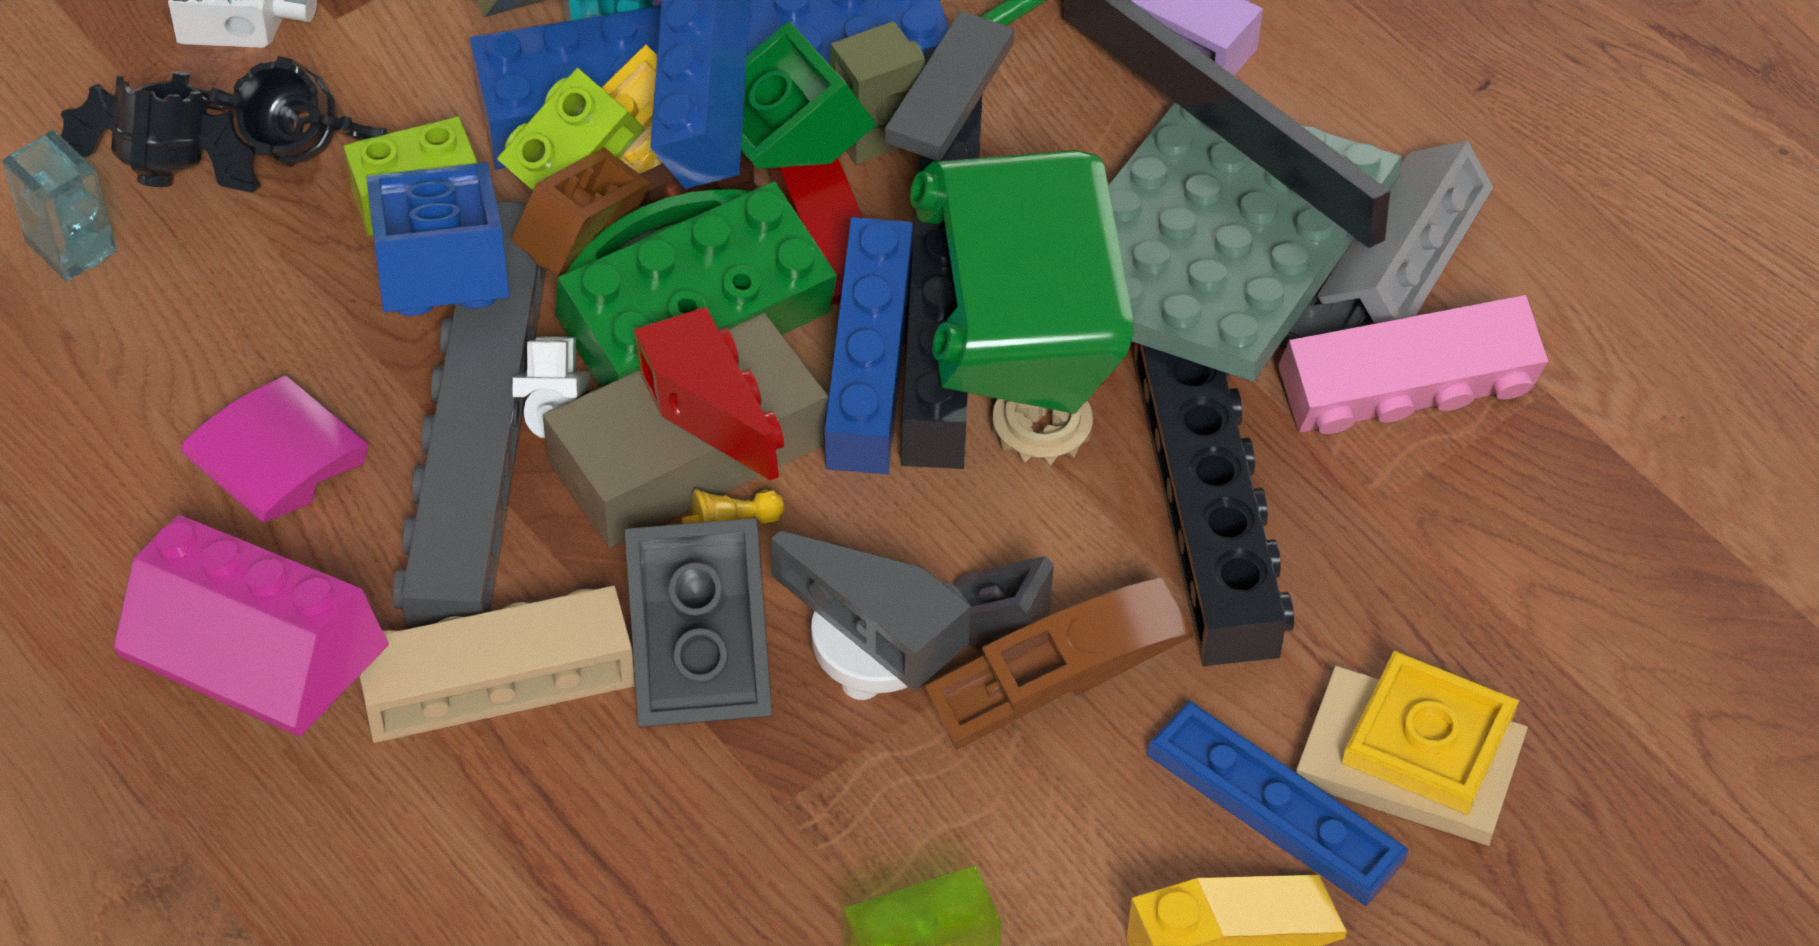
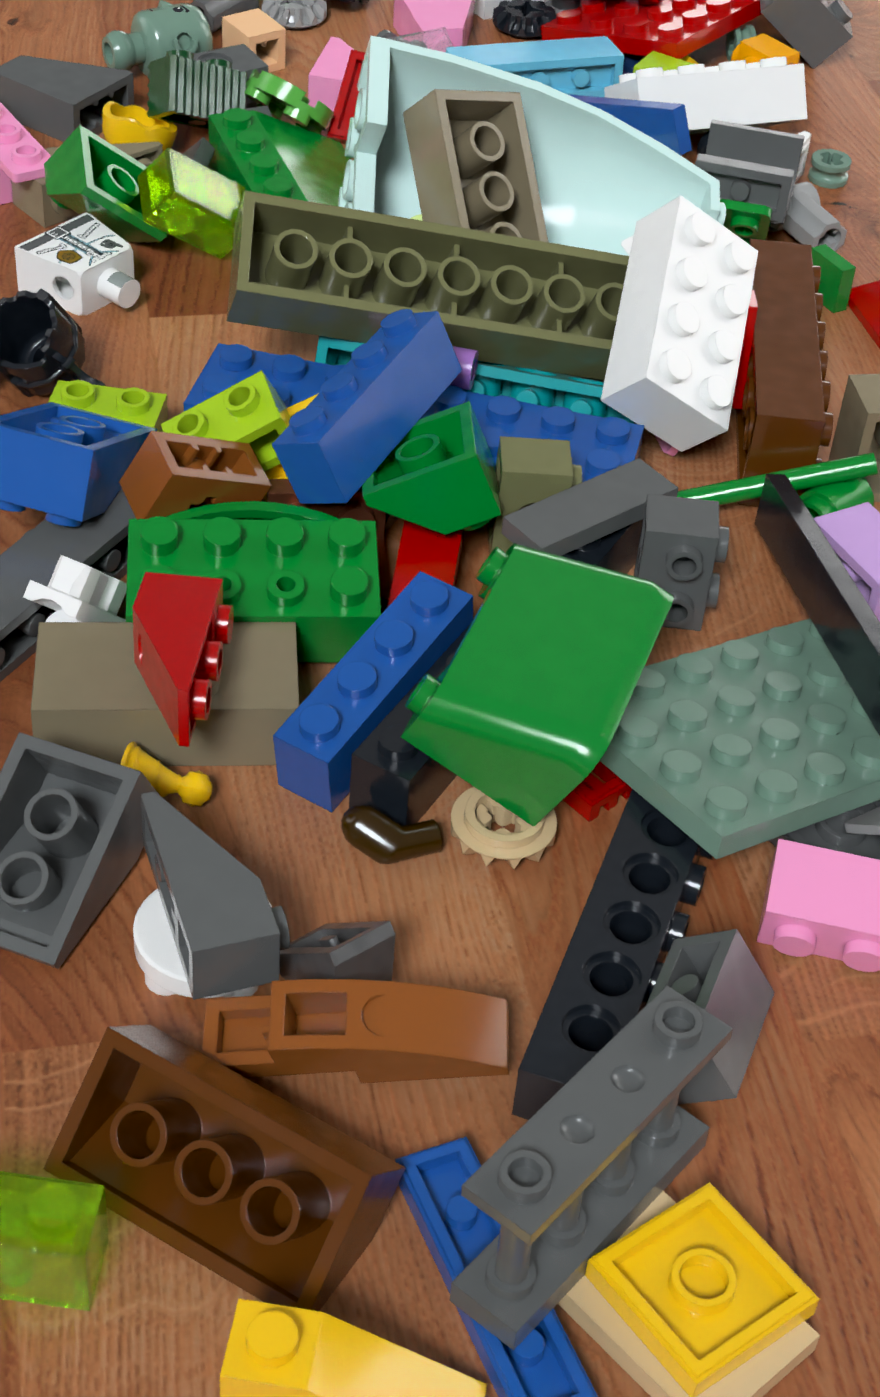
camera: 25 degrees right, 10 degrees down
(956, 479) = (386, 839): none -> dark brown arm
(1031, 811) = (223, 1168): none -> reddish brown slope
(1041, 96) = (679, 552): none -> dark grey brick
(1313, 520) = (729, 984): none -> dark grey brick
(1321, 679) = (587, 1166): none -> dark grey fence

